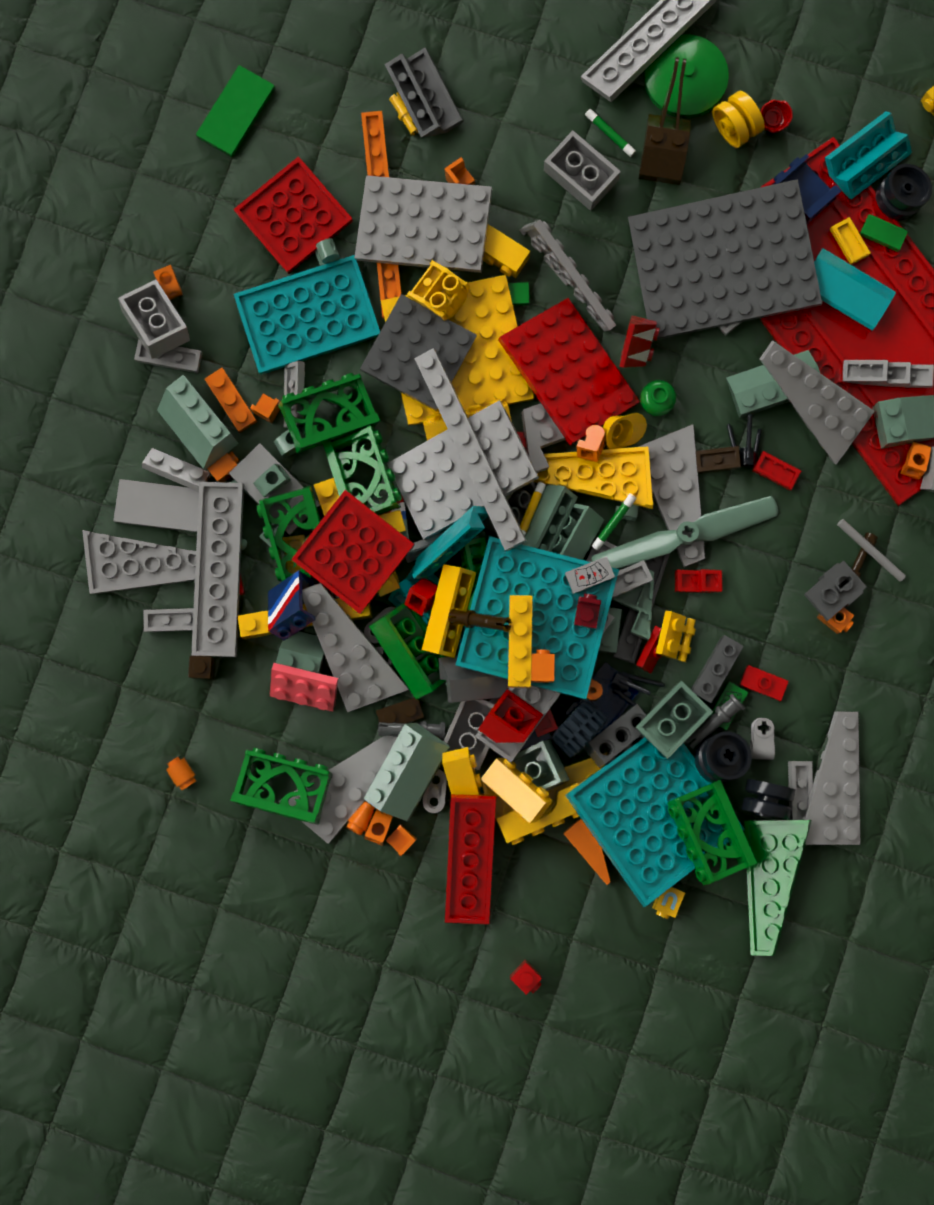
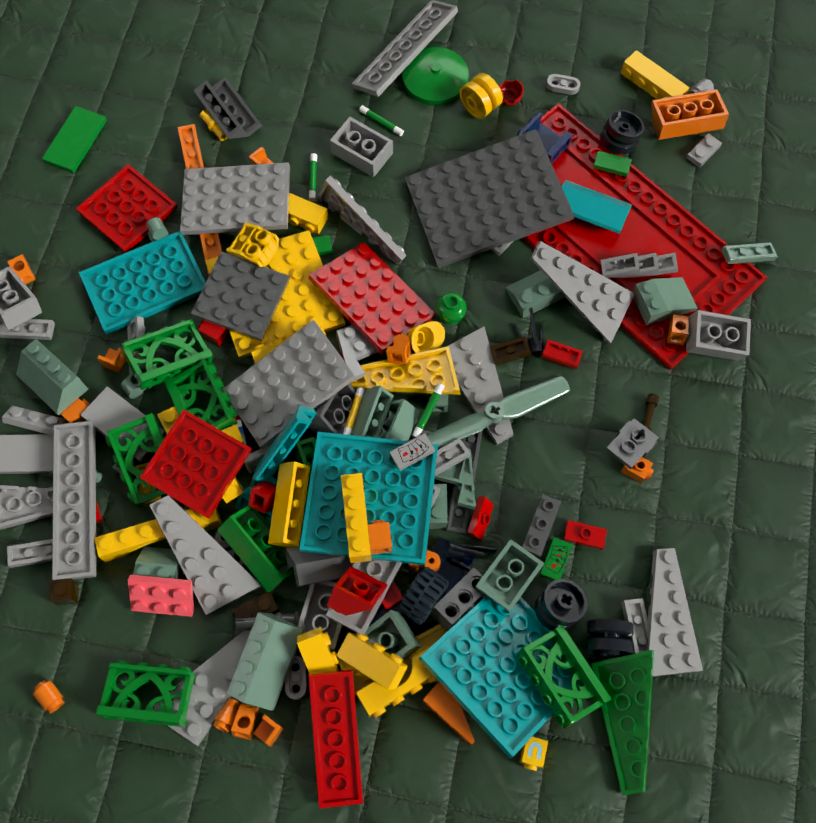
camera: 15 degrees left, 15 degrees down
(230, 400) = (81, 358): orange plate -> none
(272, 480) = (118, 413): sand green leg -> none
(286, 606) = (137, 523): dark blue panel -> none
(381, 391) = (213, 333): none -> red brick
(470, 450) = (294, 365): light grey plate -> none
(471, 619) = (310, 503): dark brown pin -> none
(517, 201) = (312, 177): none -> green bar
(587, 611) = (414, 483): dark red bracket -> none
(638, 342) = (426, 264): red slope -> none
(666, 140) = (426, 119): dark brown slope -> none
(671, 635) = (494, 503): yellow plate -> none
(698, 581) = (511, 454): red slope -> none
(723, 714) = (552, 567): dark grey pin -> none
(762, 745) = (594, 587): light grey piece -> none
(844, 109) = (563, 84): none -> light grey plate
(850, 241) = (587, 173): yellow tile -> none
(867, 155) = (587, 111): teal slope -> none
(871, 550) = (656, 407): light grey bar -> none

